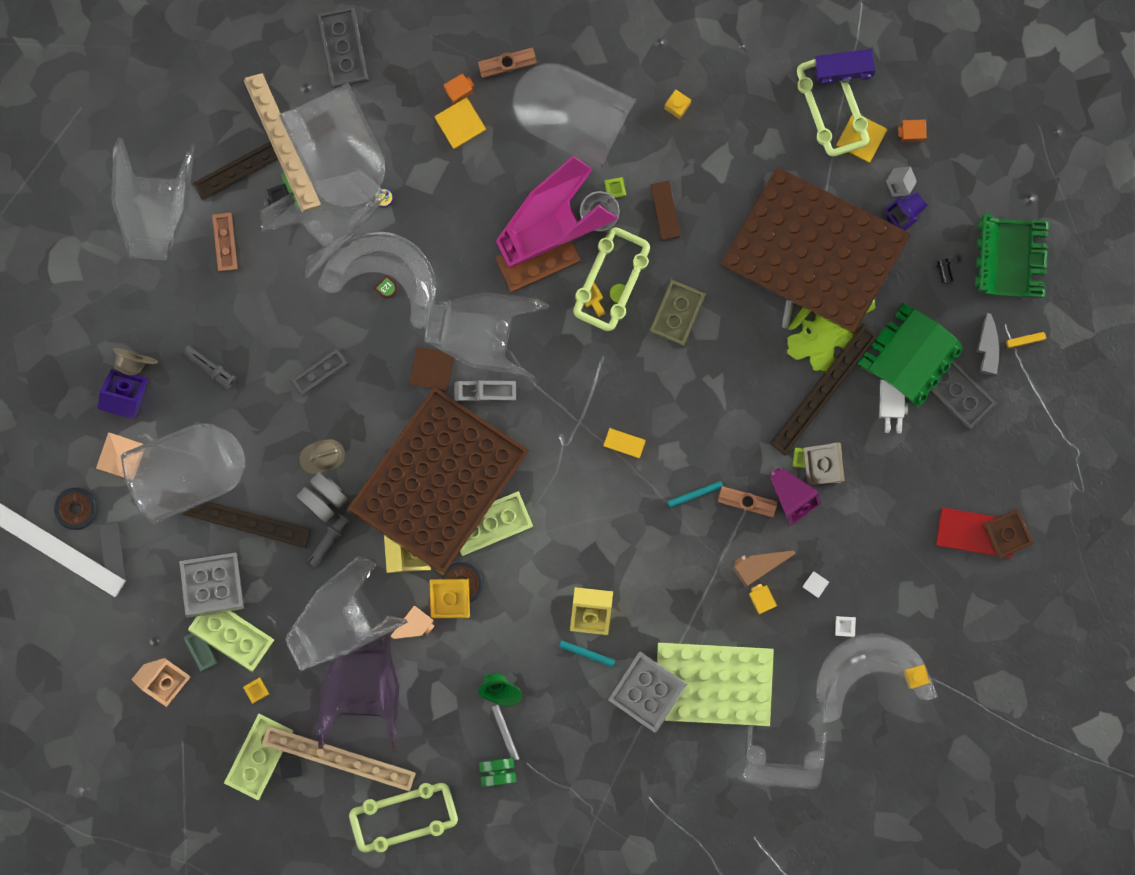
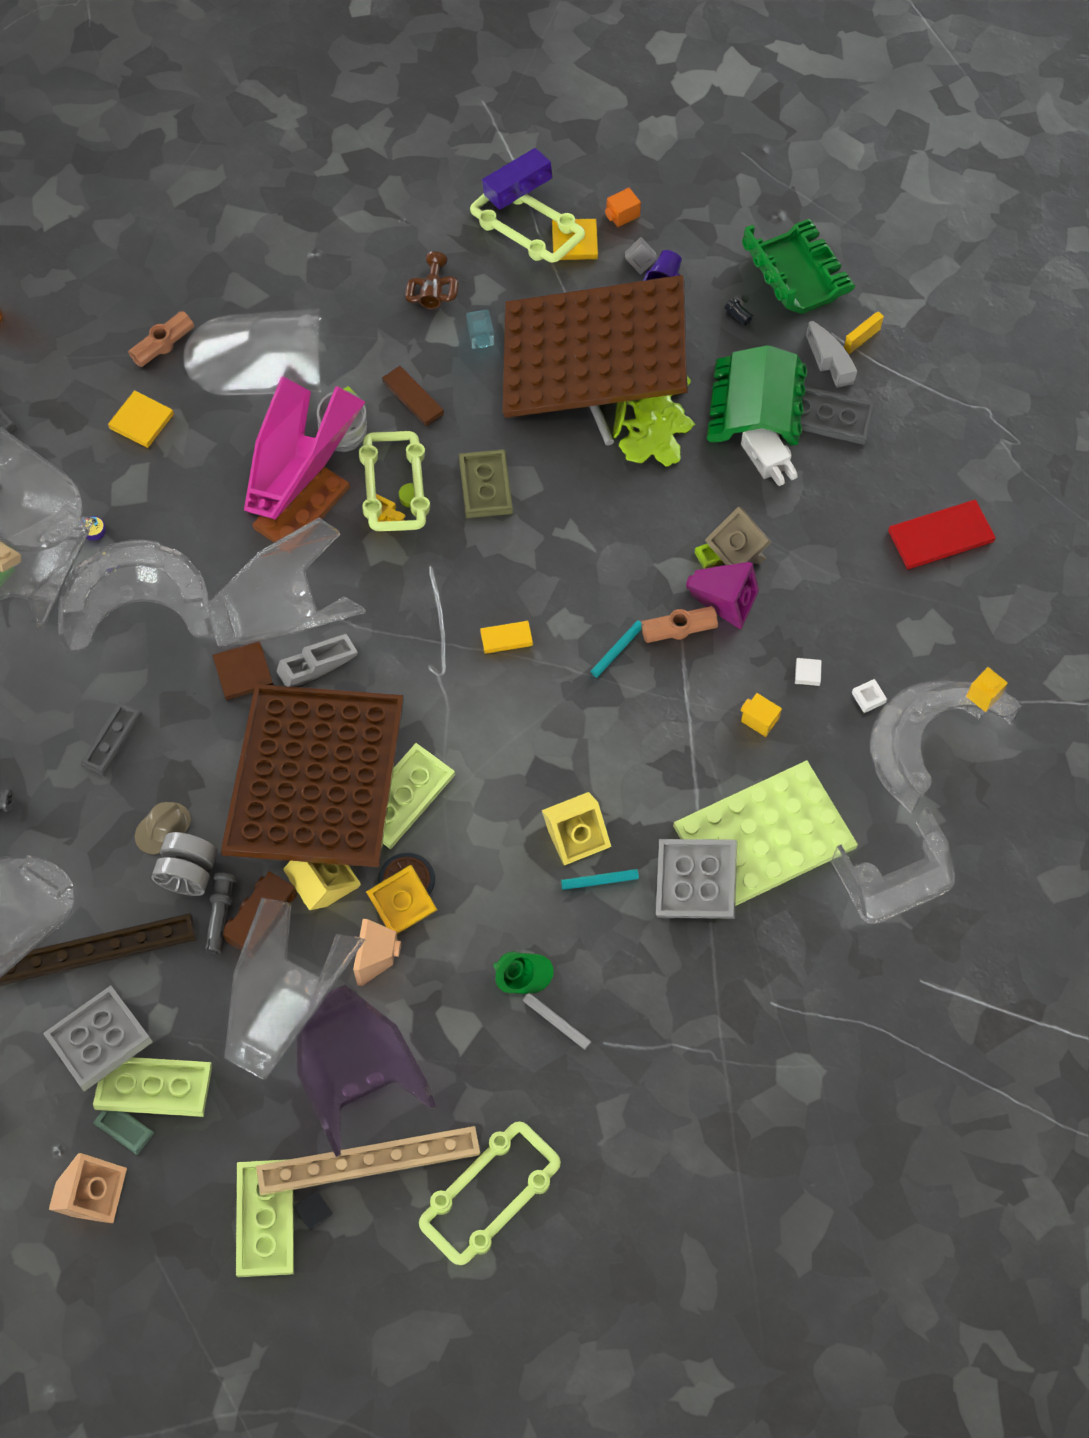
camera: 30 degrees left, 20 degrees down
(256, 690) = (220, 1138): yellow tile -> none
(366, 547) = (266, 887): none -> reddish brown brick
(386, 287) = (144, 614): tile -> none
(459, 88) = (120, 385): orange brick -> none
(497, 772) = (574, 1066): green wheel -> none
(677, 104) = (366, 292): yellow brick -> none
(730, 123) = (431, 287): none -> reddish brown piece
(744, 182) = (480, 329): none -> clear light blue brick
(755, 566) = (734, 675): medium nougat slope -> none
(823, 389) = (688, 480): dark brown tile -> none
(1008, 533) = (975, 514): reddish brown tile -> none

